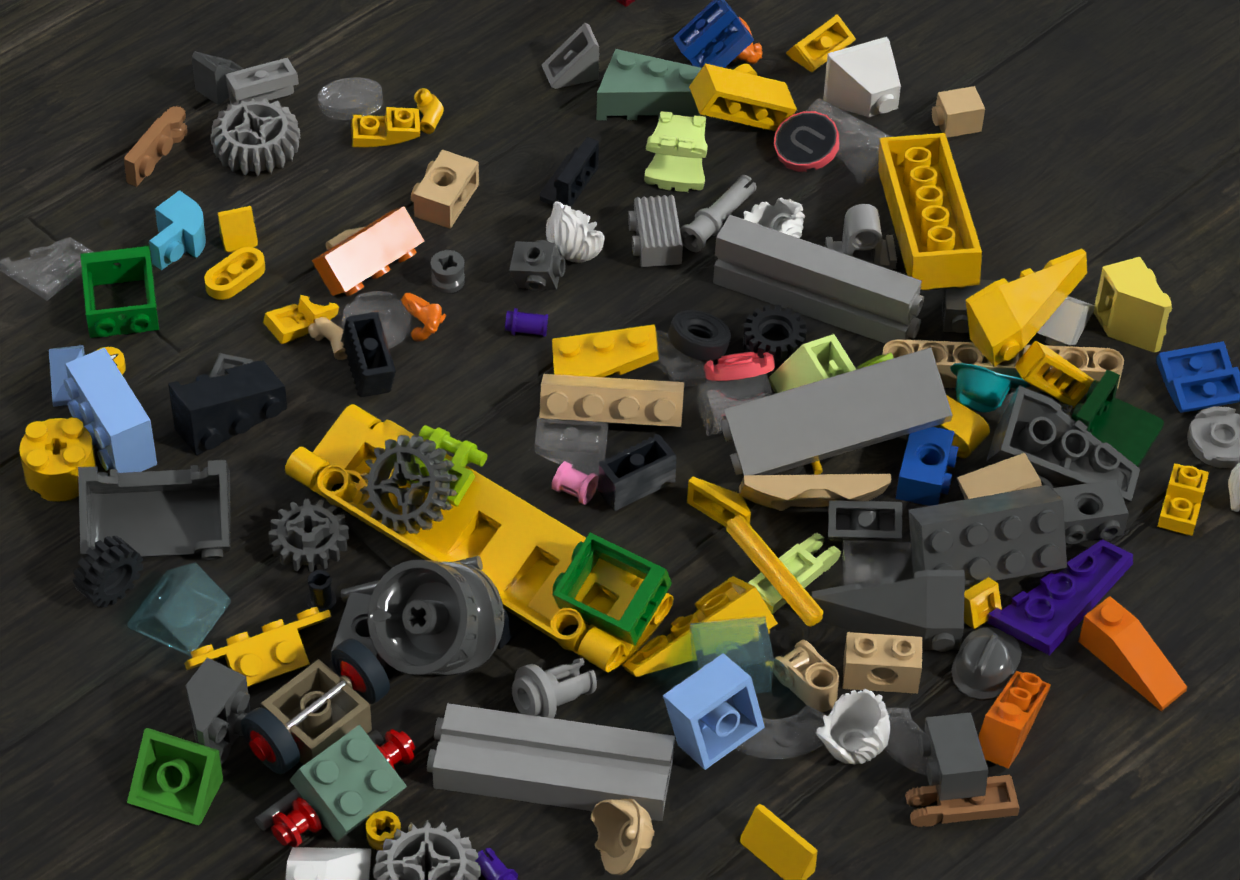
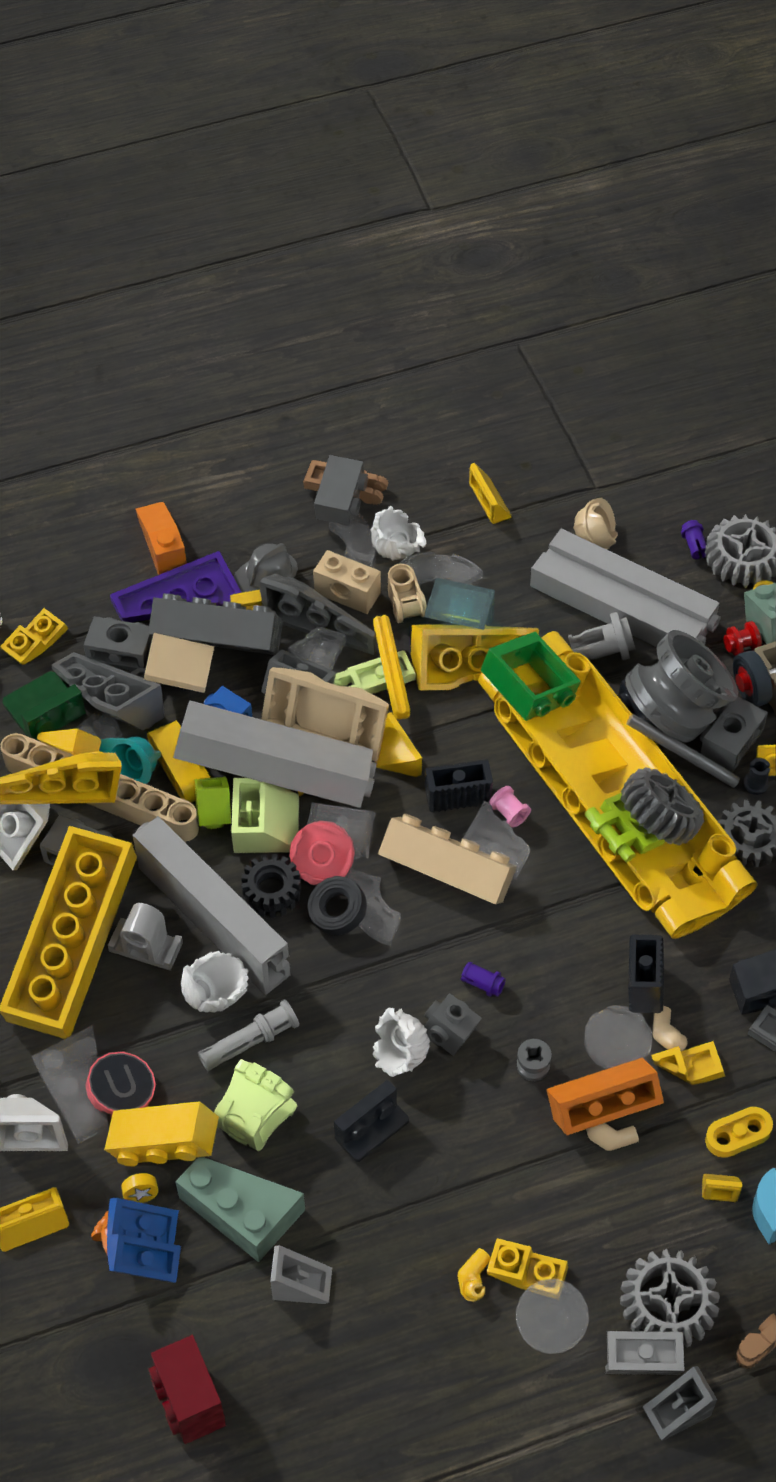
camera: 155 degrees left, 5 degrees up
(425, 312) = (570, 1004): orange piece -> none
(445, 189) = (506, 1138): tan brick -> none
(605, 352) = (433, 918): yellow wing -> none
(657, 231) = (319, 1029): light grey brick -> none
(714, 711) = (498, 565): light blue brick -> none
(1012, 718) = (276, 519): orange slope -> none

